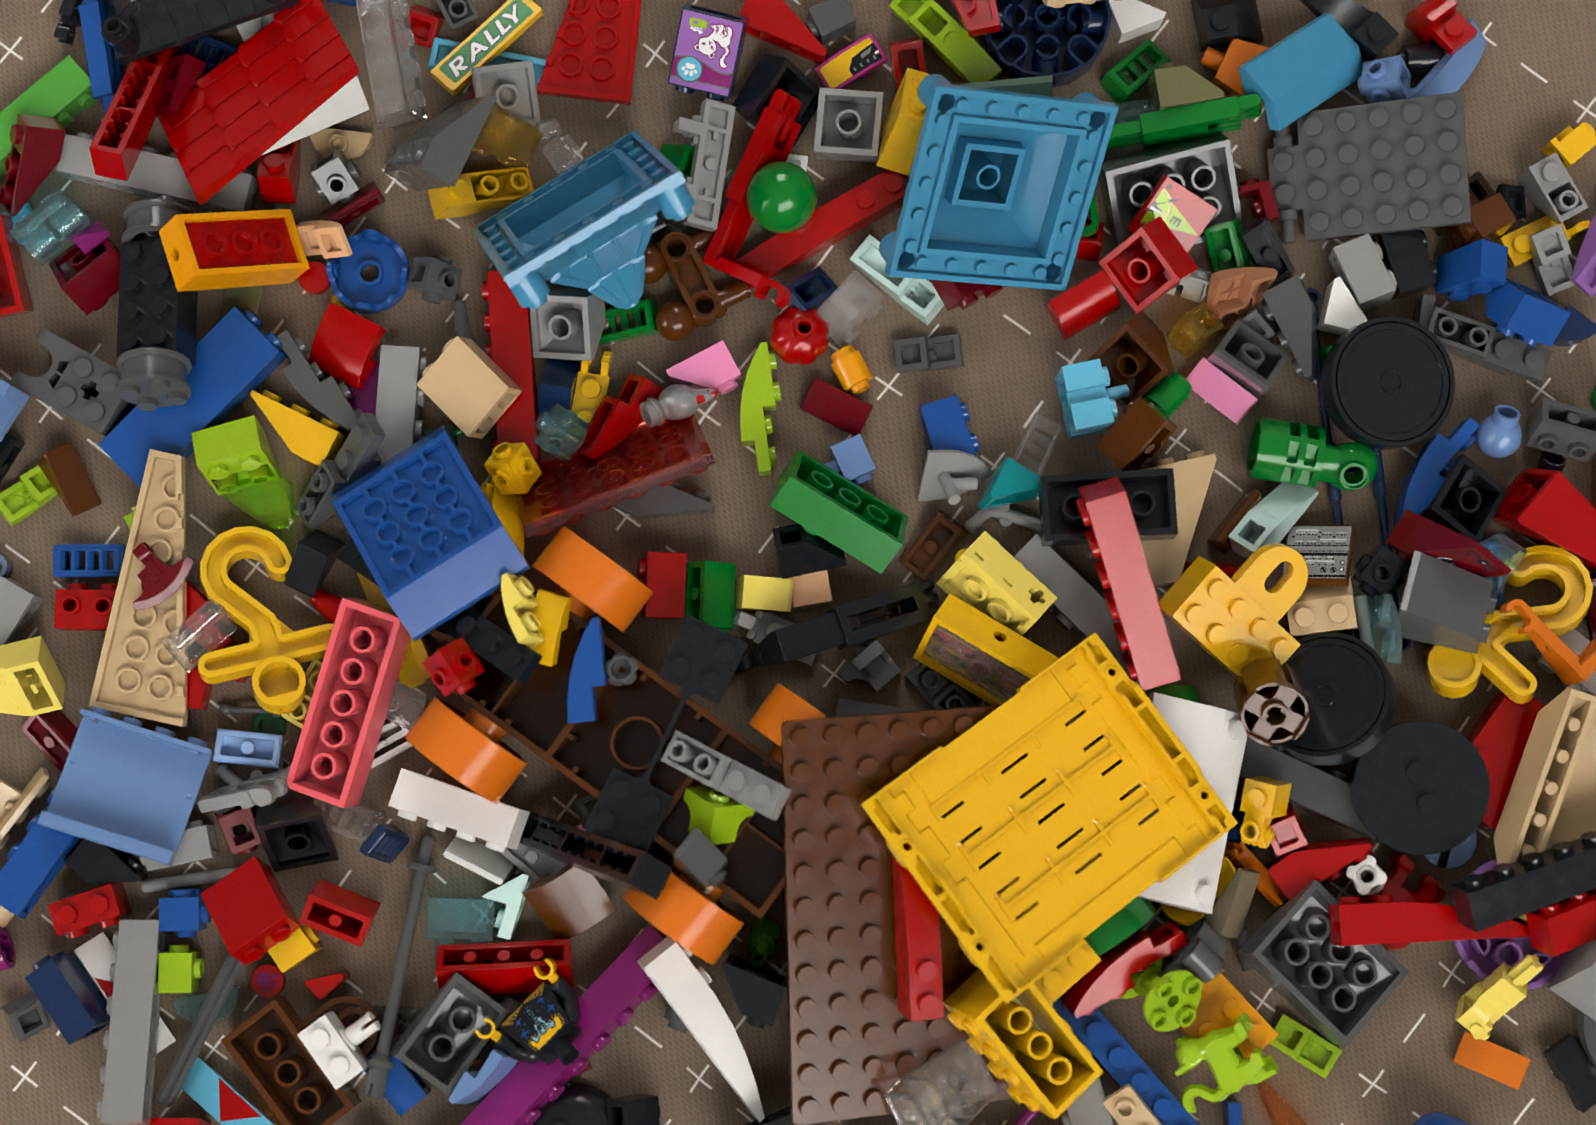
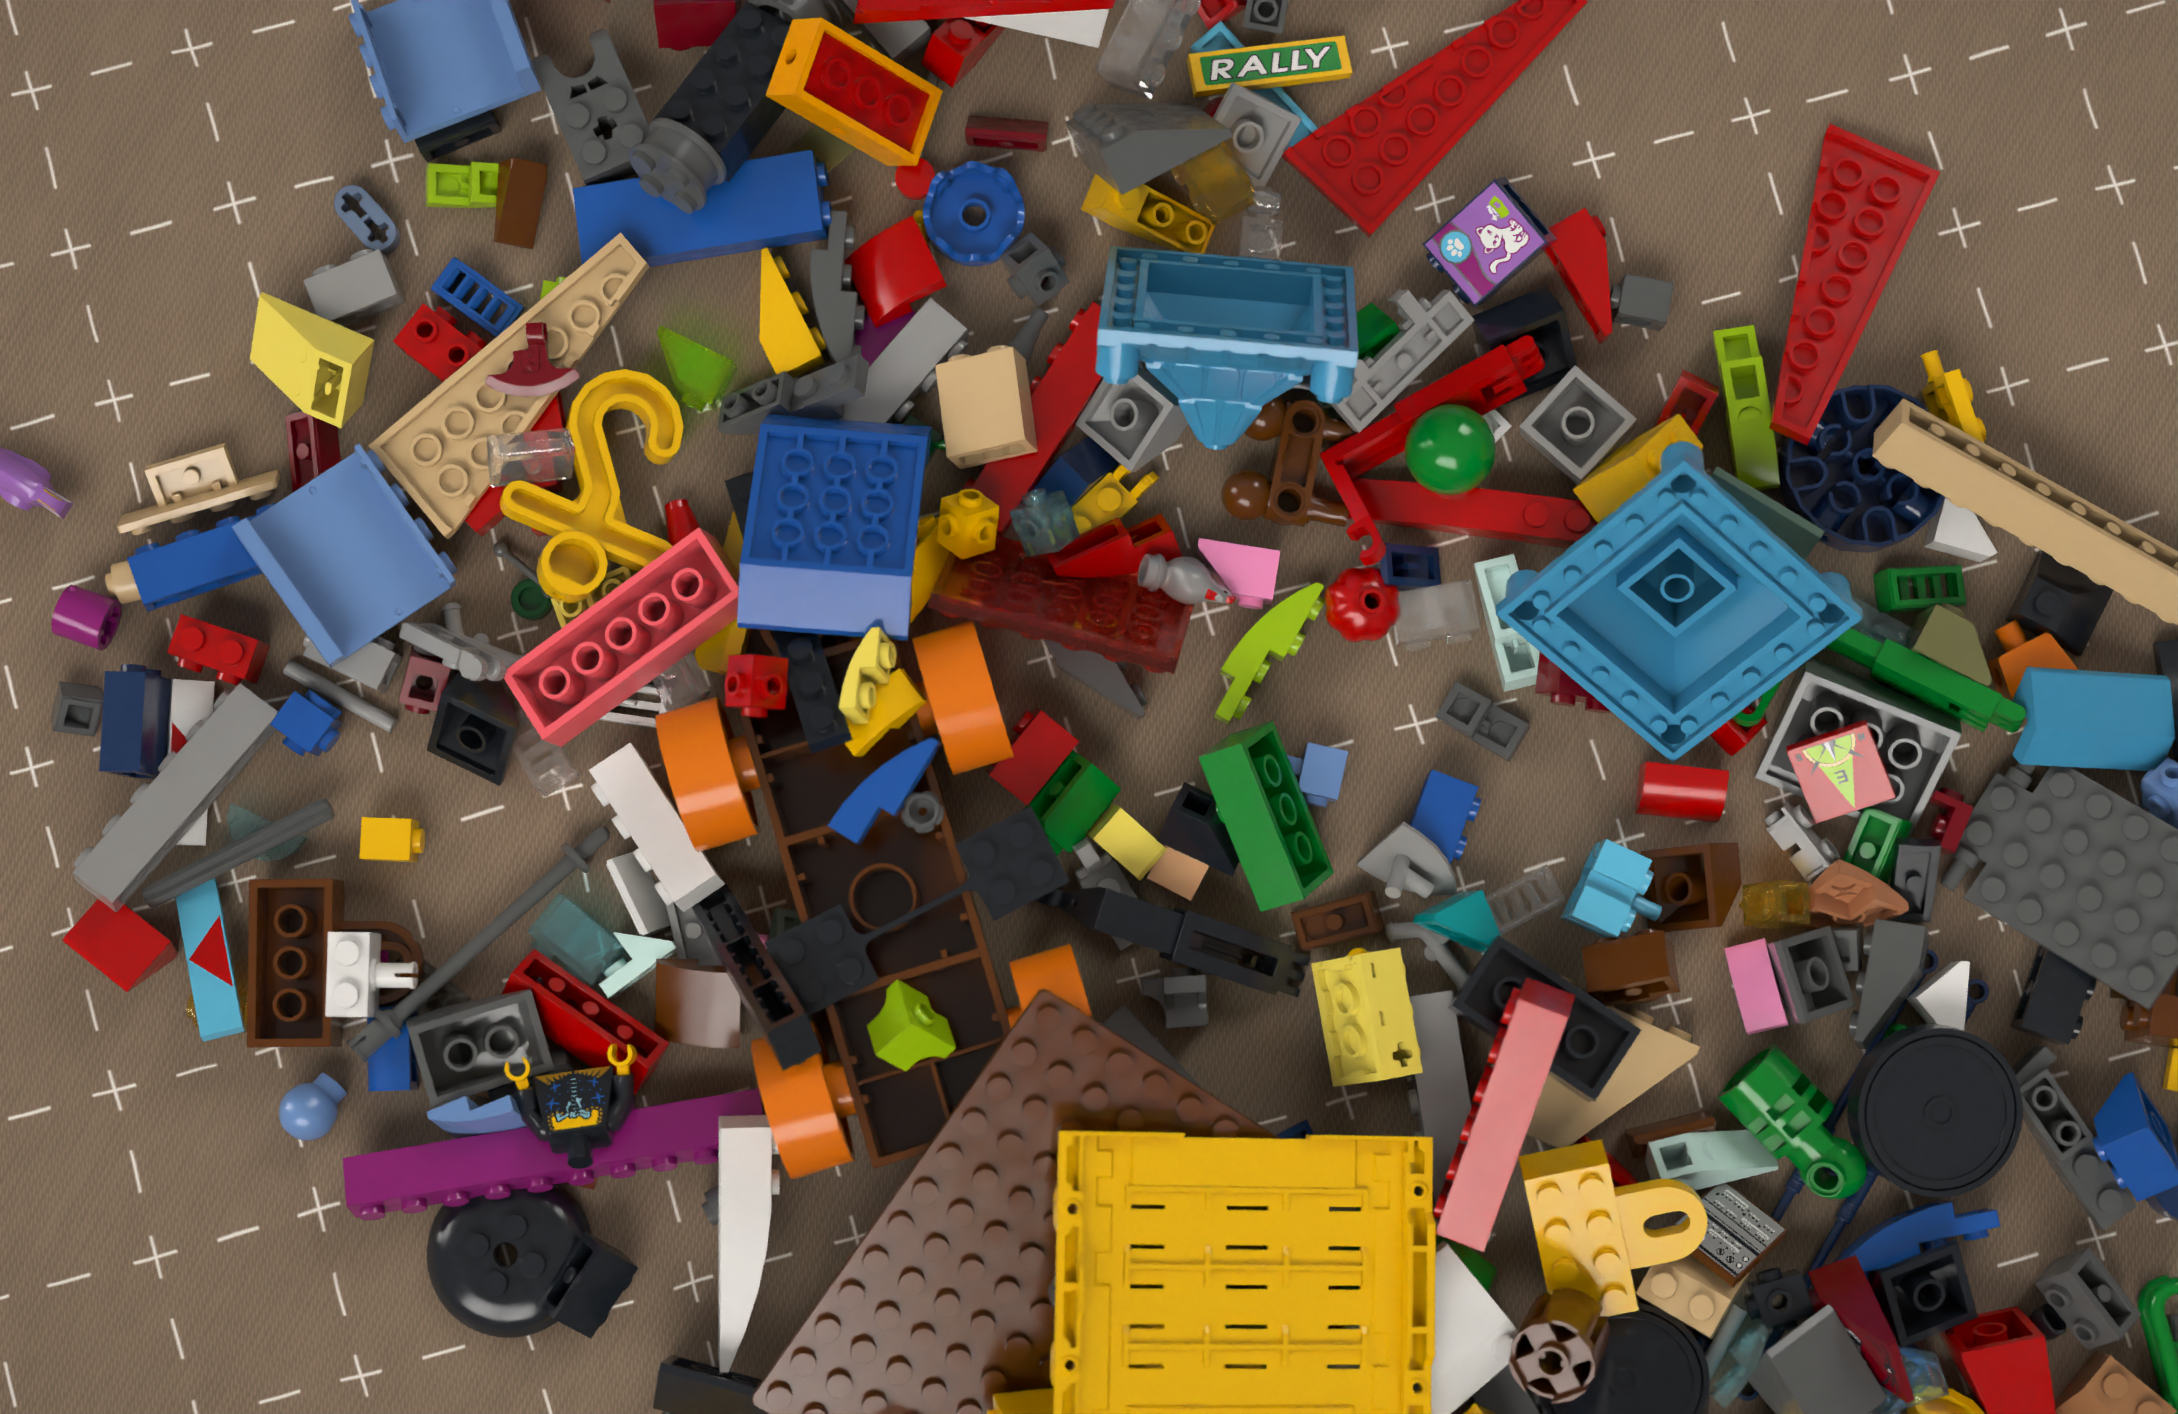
camera: 40 degrees right, 0 degrees up
(104, 864) = (266, 616): black slope -> none
(179, 969) = (261, 777): lime brick -> none
(234, 454) = (700, 300): lime slope -> none
(249, 749) = (494, 607): light blue slope -> none
(250, 911) = (374, 772): red brick -> none
(268, 980) = (339, 854): red tile -> none
(312, 562) = (697, 467): black slope -> none
(324, 238) = (953, 146): light nougat slope -> none
(326, 985) = (392, 903): red slope -> none
(336, 177) = (1012, 92): brick -> none
(339, 912) = (461, 841): red brick -> none
(350, 143) = (1044, 62): tan plate -> none
(385, 843) = (557, 805): dark blue slope -> none
(647, 306) = (1231, 462): green slope -> none
(700, 860) = (856, 1065): dark grey slope -> none
(726, 775) = (946, 998): light grey slope -> none
(755, 990) = (814, 1236): black slope -> none
(762, 940) = (861, 1191): piece -> none
(836, 407) = (1345, 706): dark red slope -> none
(851, 370) = (1389, 679): light orange brick -> none
(852, 63) = (1629, 363): slope -> none
(916, 948) = (1006, 1320): red slope -> none
(938, 689) = (1234, 1071): dark grey slope -> none
(980, 652) = (1301, 1068): yellow brick -> none
(1148, 264) = (1777, 801): red slope -> none
(1170, 393) = (1700, 950): green brick -> none
(1363, 271) = (1999, 976): light grey brick -> none
(1472, 270) = (2115, 1059): blue brick -> none
(1500, 432) = (2017, 1250): medium blue piece -> none

